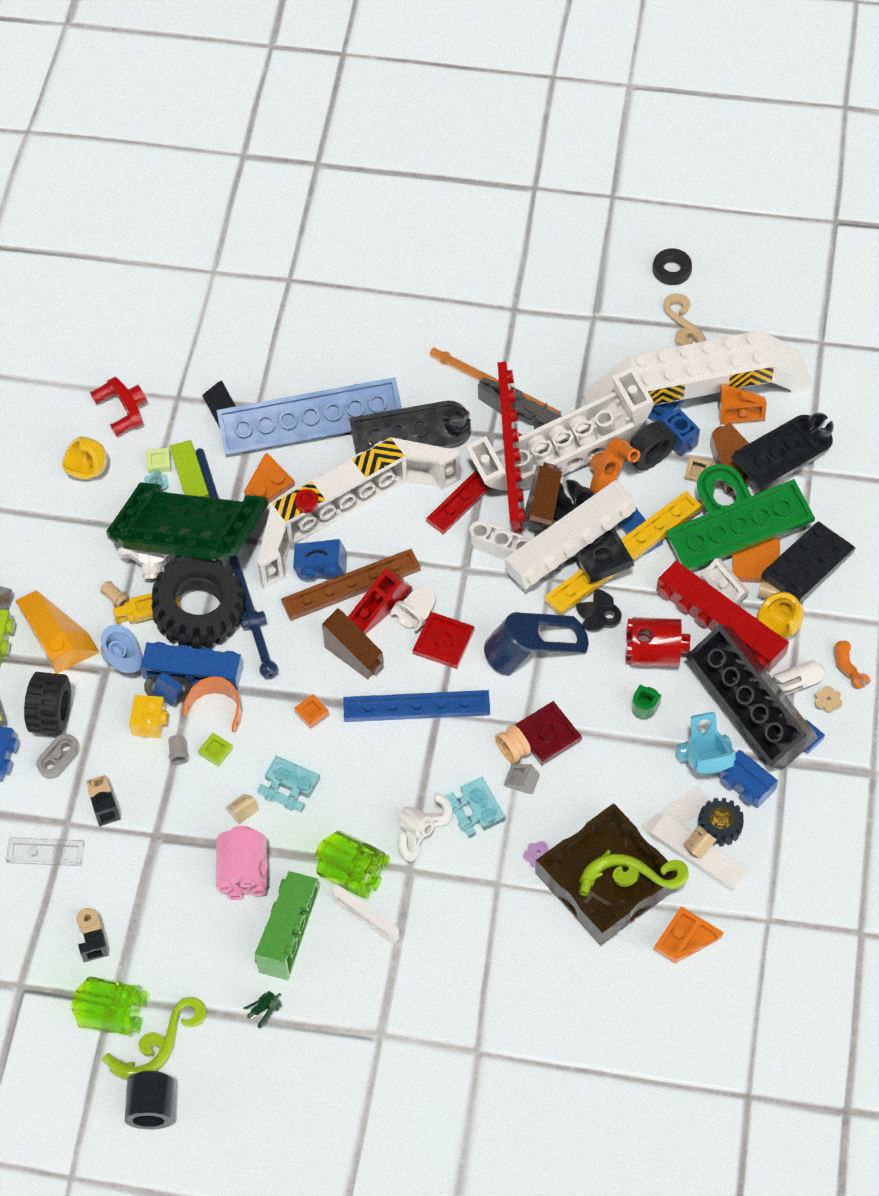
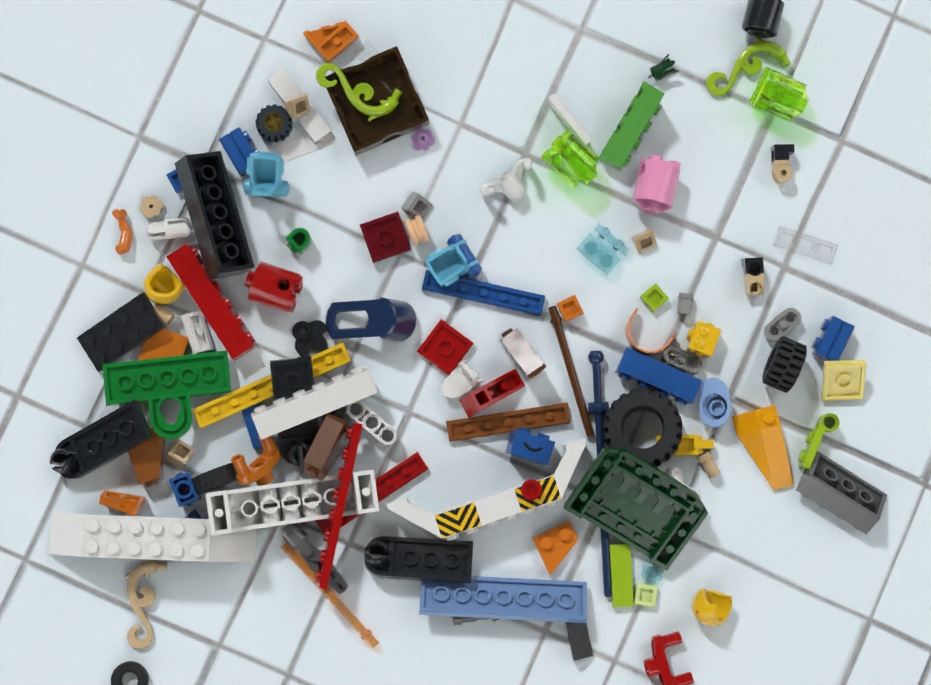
camera: 175 degrees left, 25 degrees up
(167, 688) = (684, 352): blue tile -> none
(324, 696) = (556, 321): none -> reddish brown bar
(460, 720) = (453, 261): none -> medium azure piece
(482, 803) = (454, 188): clear light blue plate -> none

